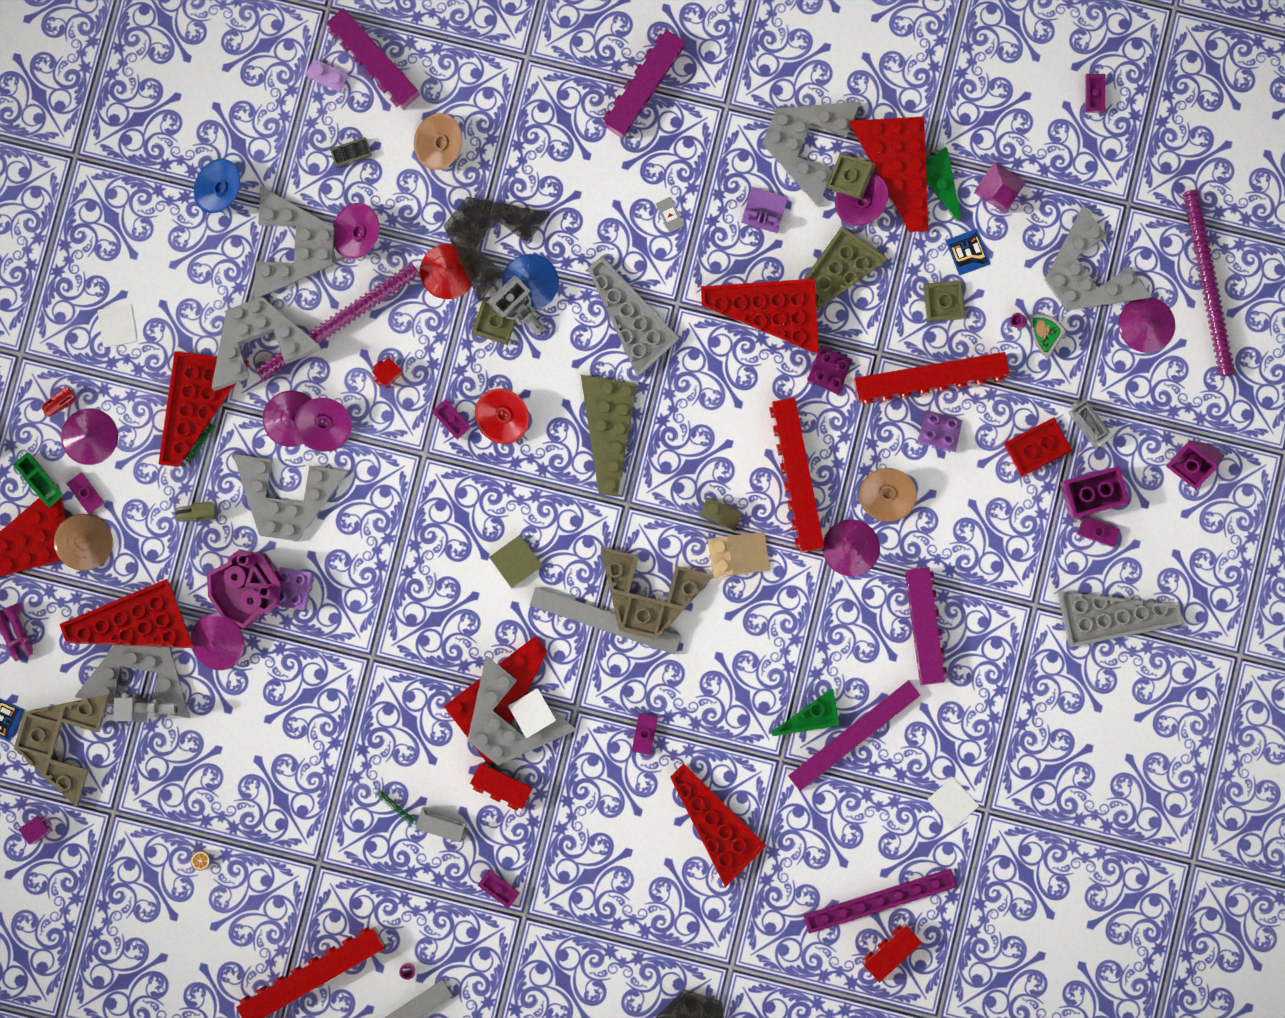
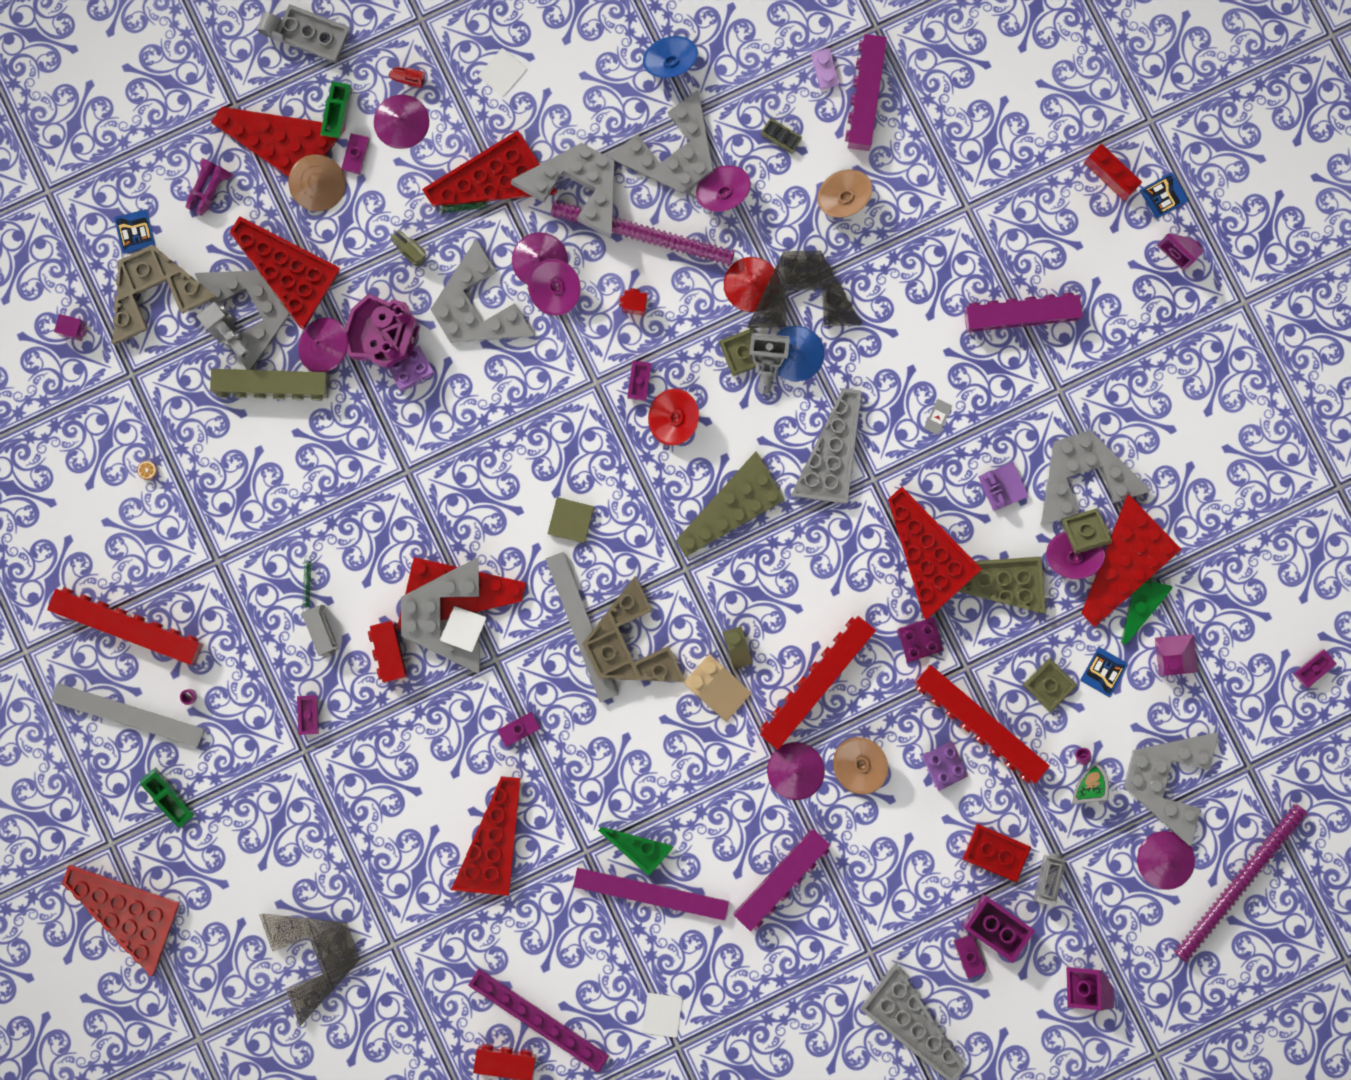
camera: 50 degrees right, 0 degrees up
(212, 708) = (269, 383): none -> olive brick

